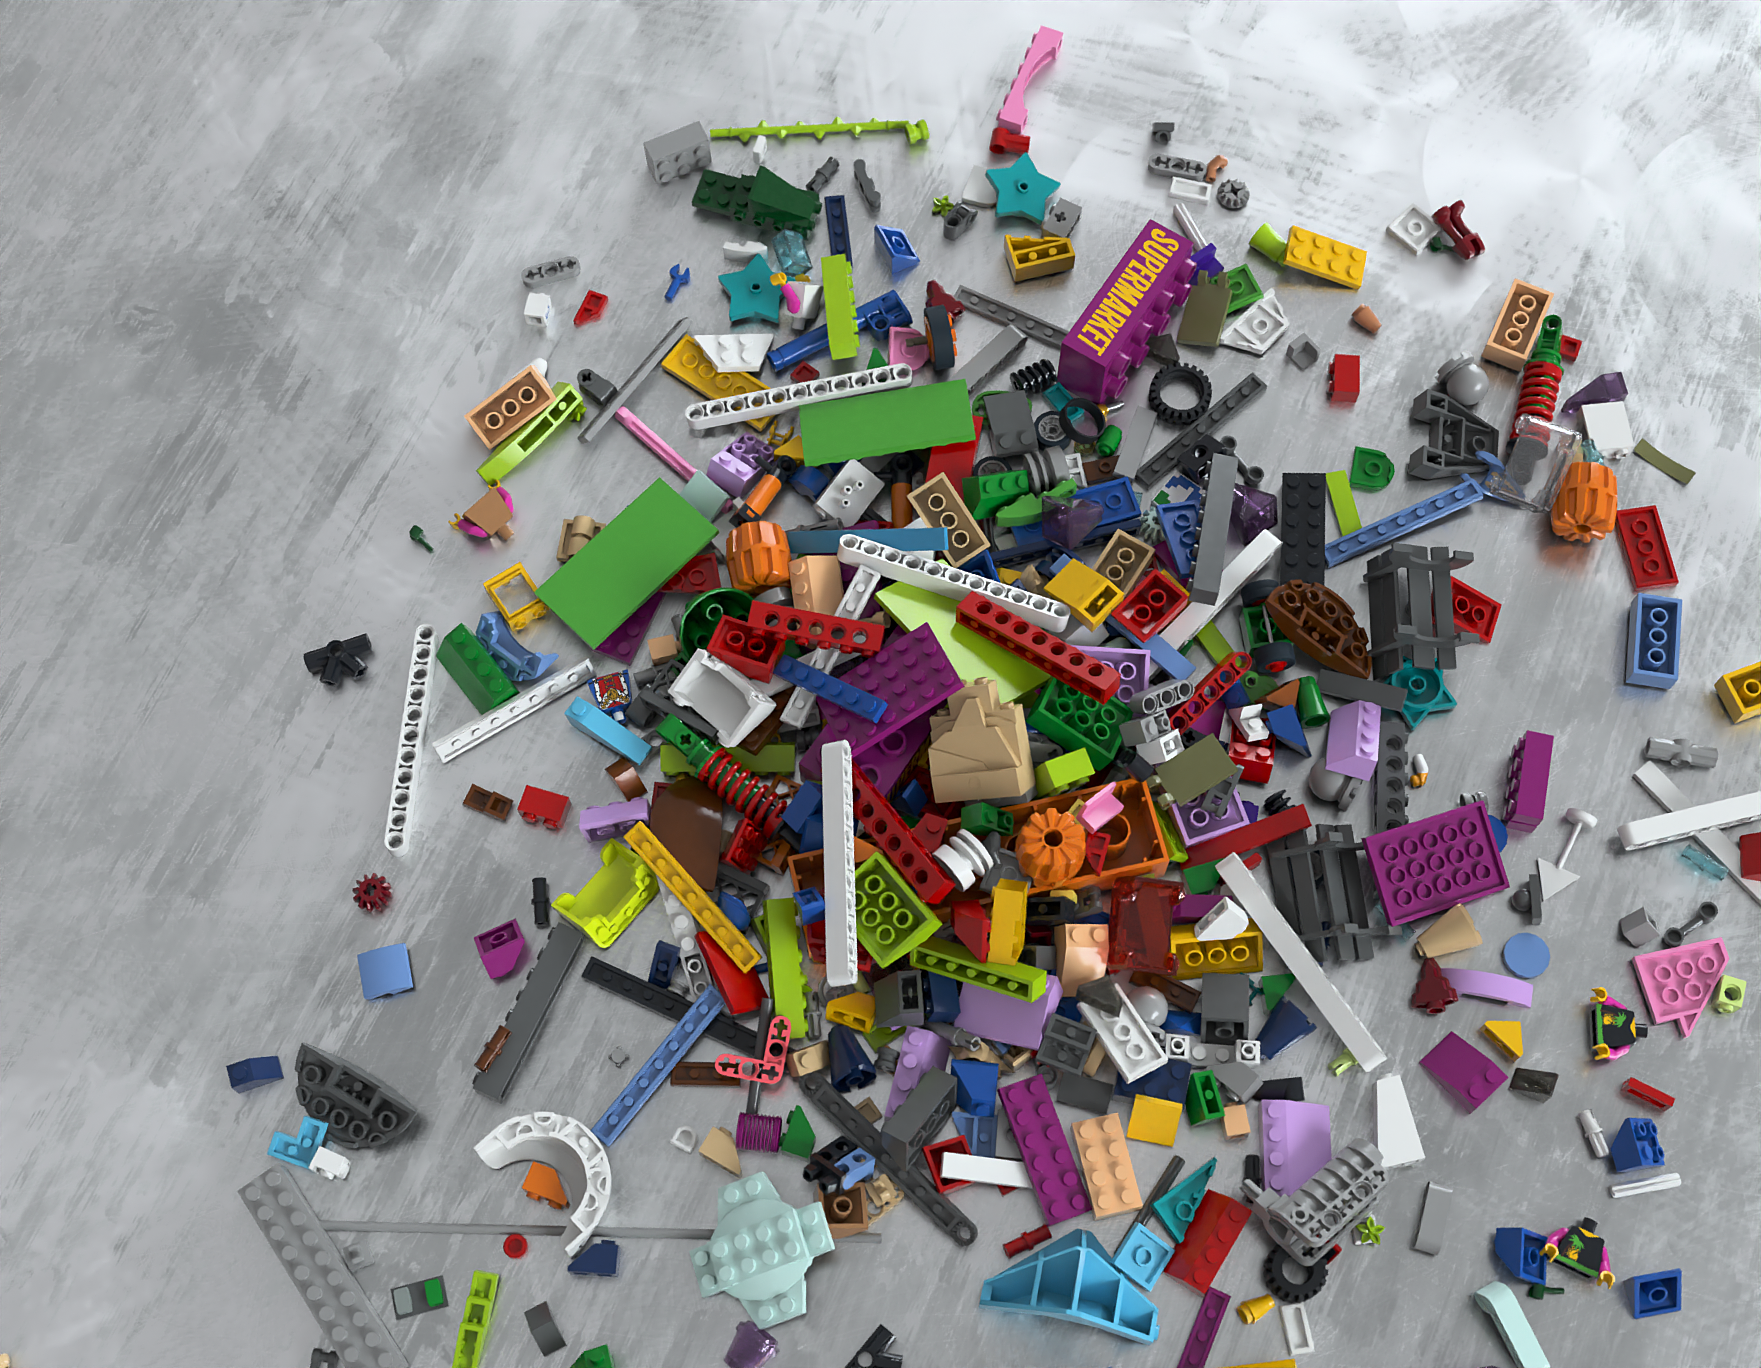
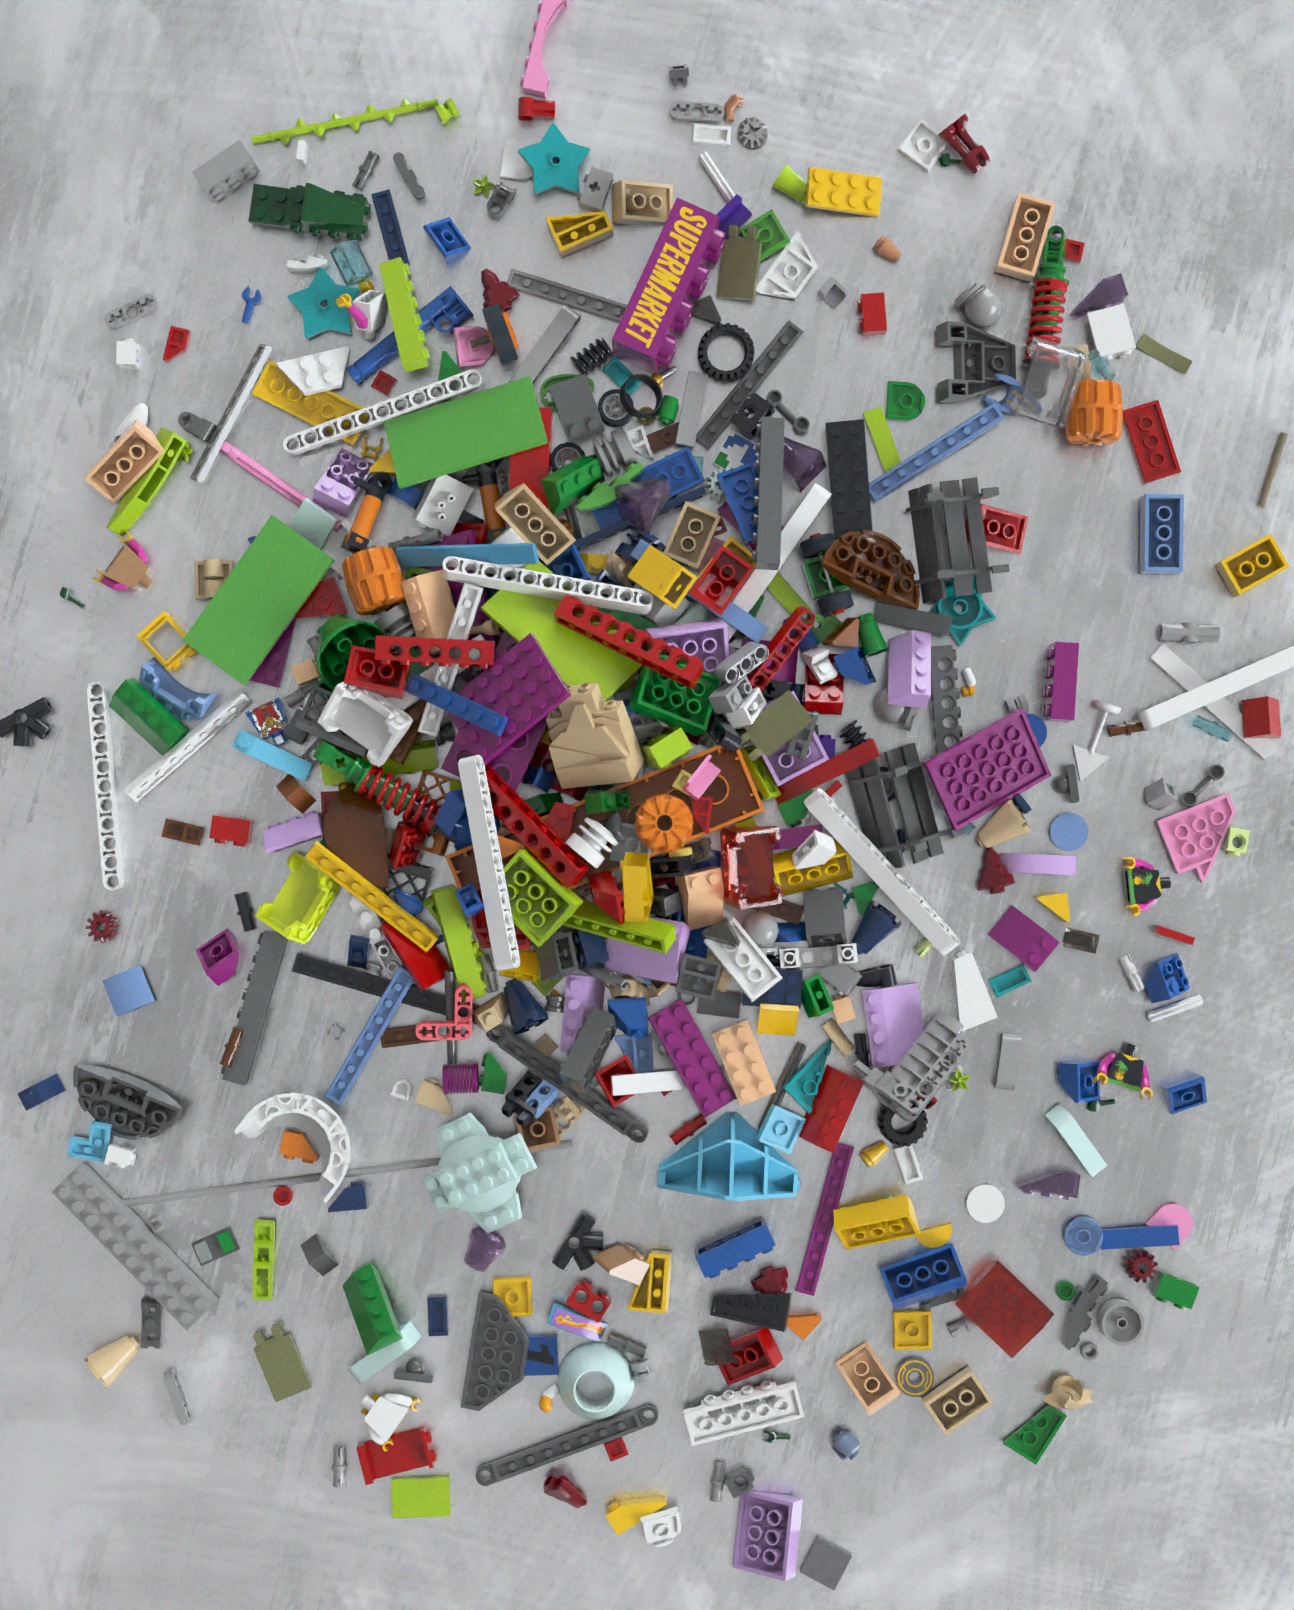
camera: 10 degrees left, 20 degrees up
(1103, 238) = (641, 202): none -> tan slope
(1225, 1157) = (838, 1037): none -> tan slope
(1442, 1120) = (1009, 980): none -> teal tile
(1474, 912) = (1021, 804): none -> dark blue tile
(1601, 847) = (1125, 728): none -> reddish brown pin

